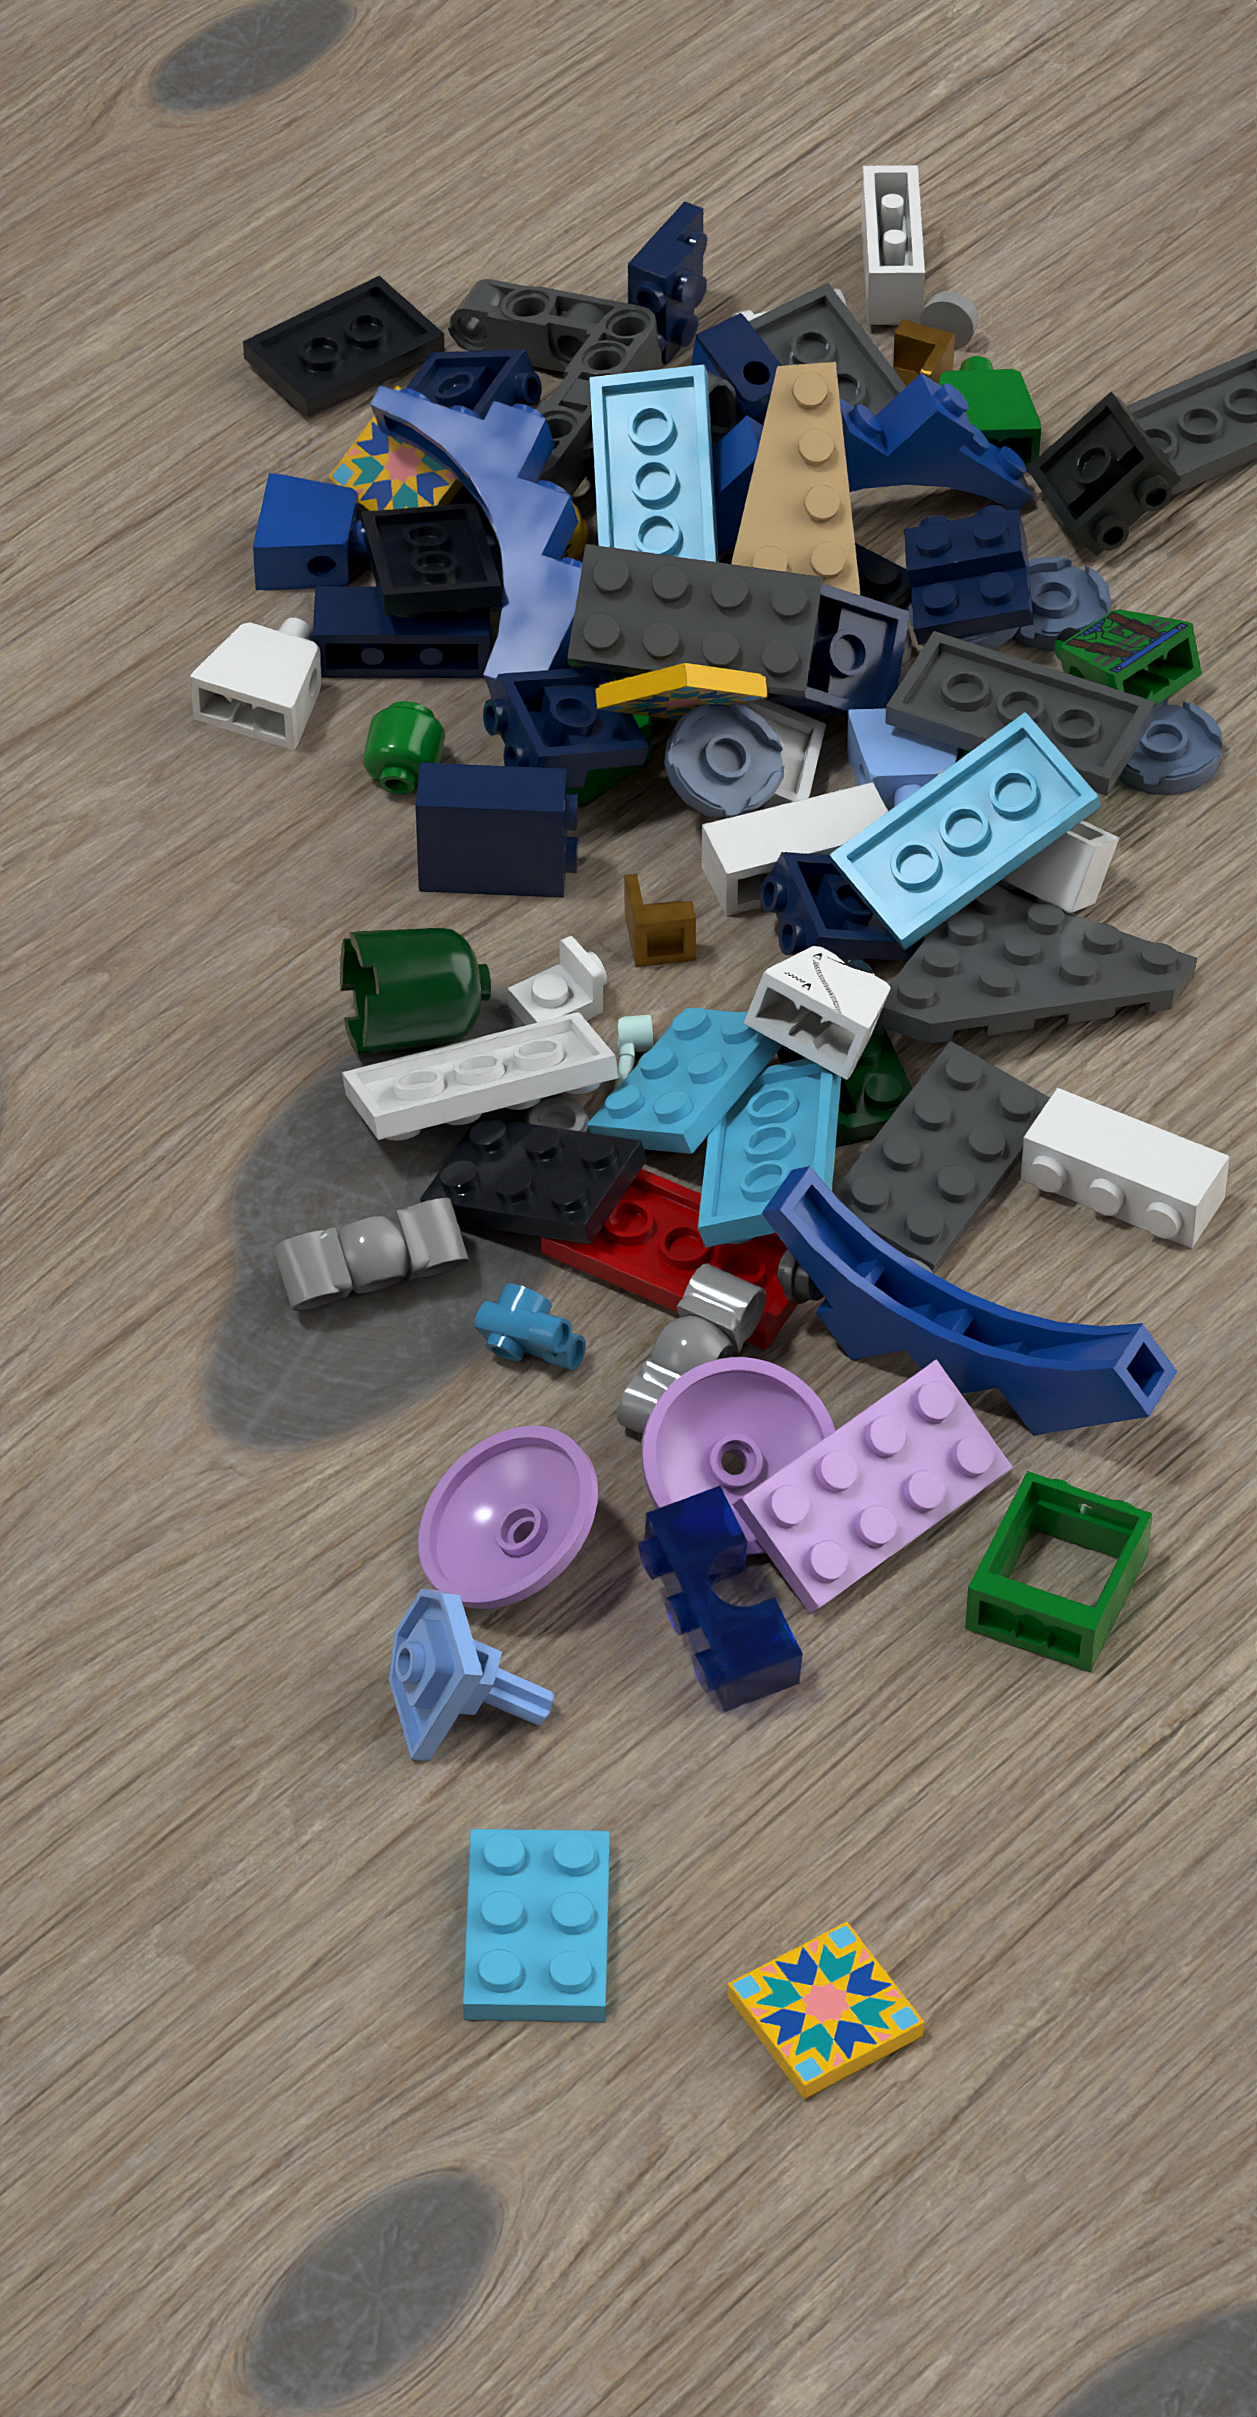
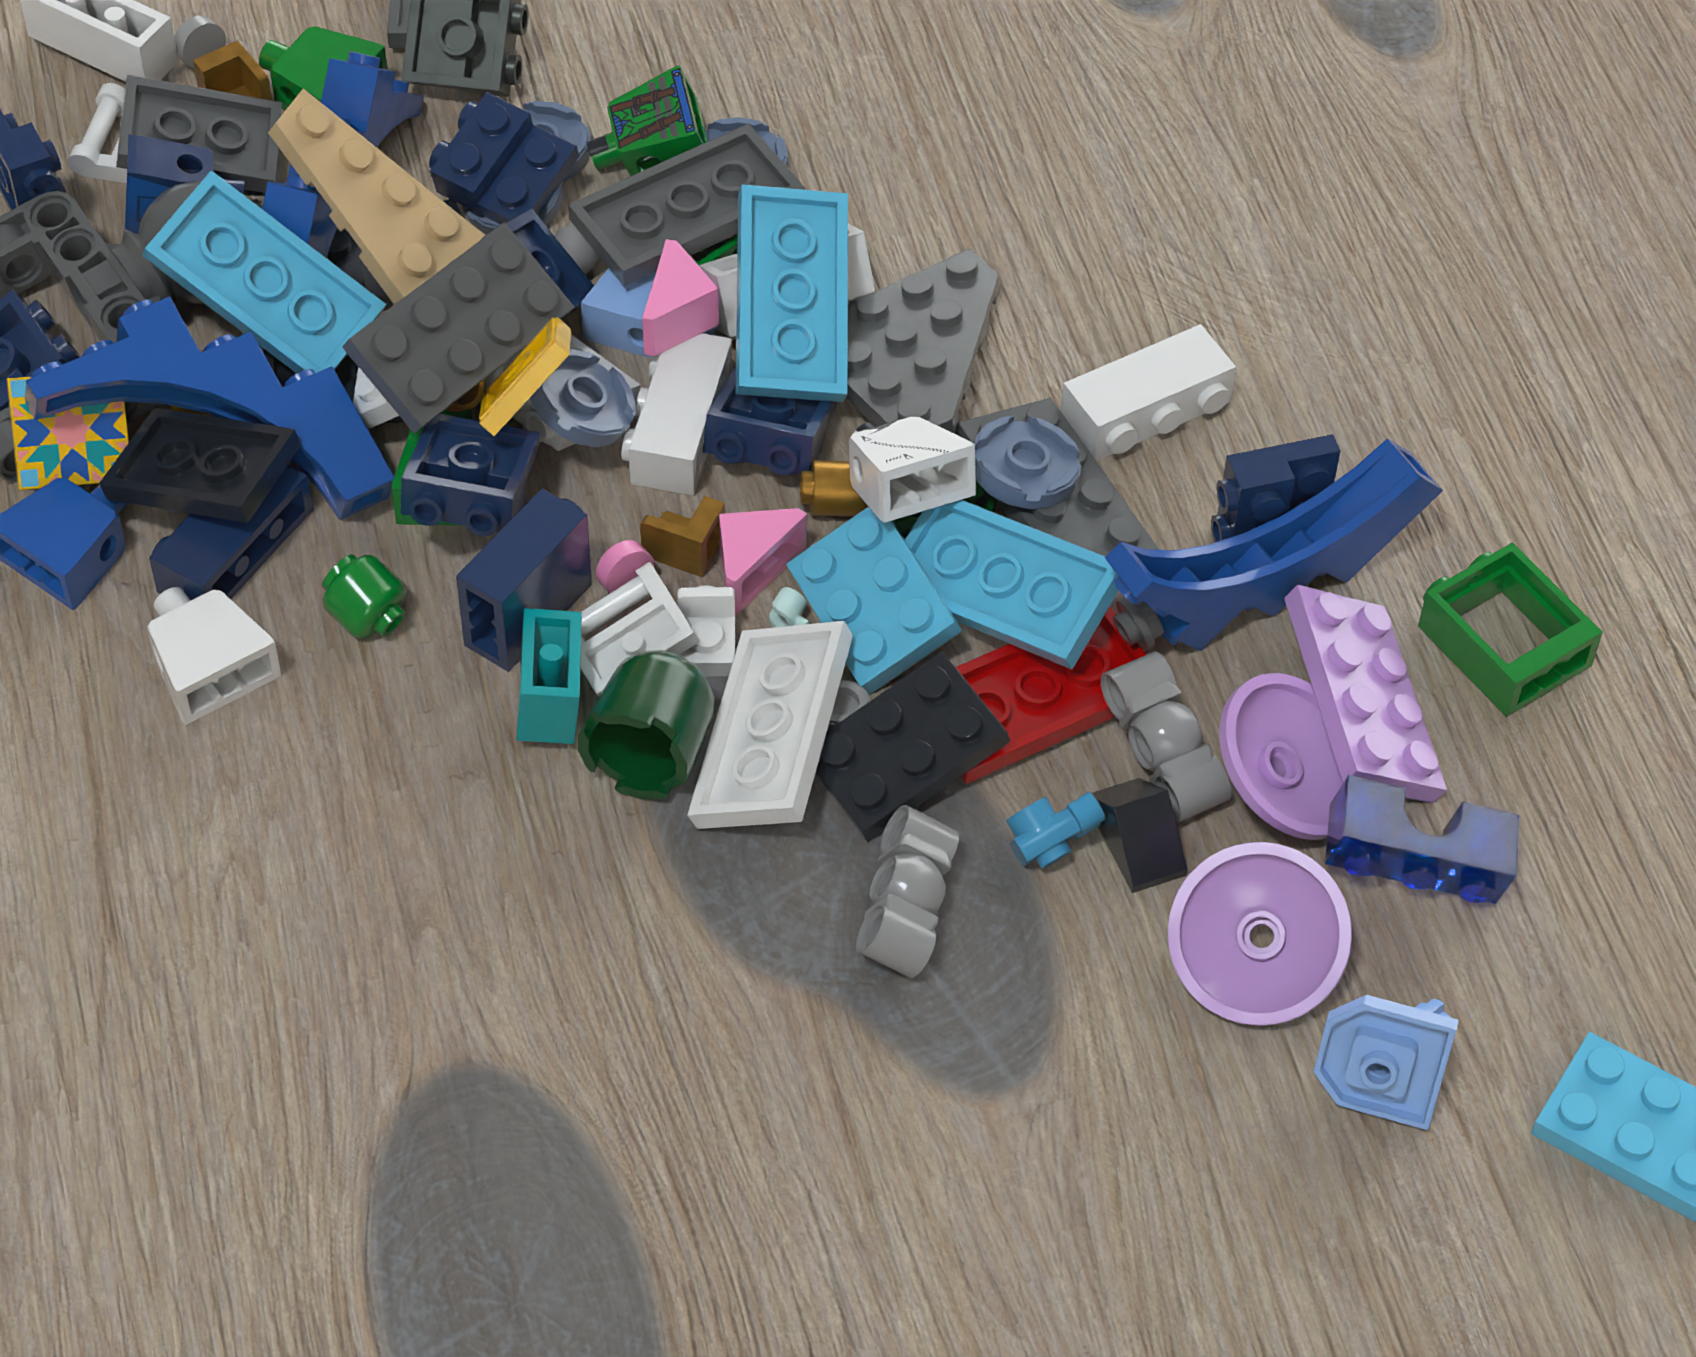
camera: 60 degrees left, 5 degrees up
(407, 891) = (549, 676): none -> teal slope
(515, 931) = (650, 627): none -> white plate
(580, 1391) = (1141, 833): none -> black slope
(581, 900) = (620, 562): none -> bright pink tile
(669, 975) = (757, 549): none -> bright pink slope
(884, 759) = (679, 303): none -> bright pink slope
(930, 1104) = (1026, 462): none -> sand blue tile
(1048, 1280) = (1272, 482): none -> dark blue plate

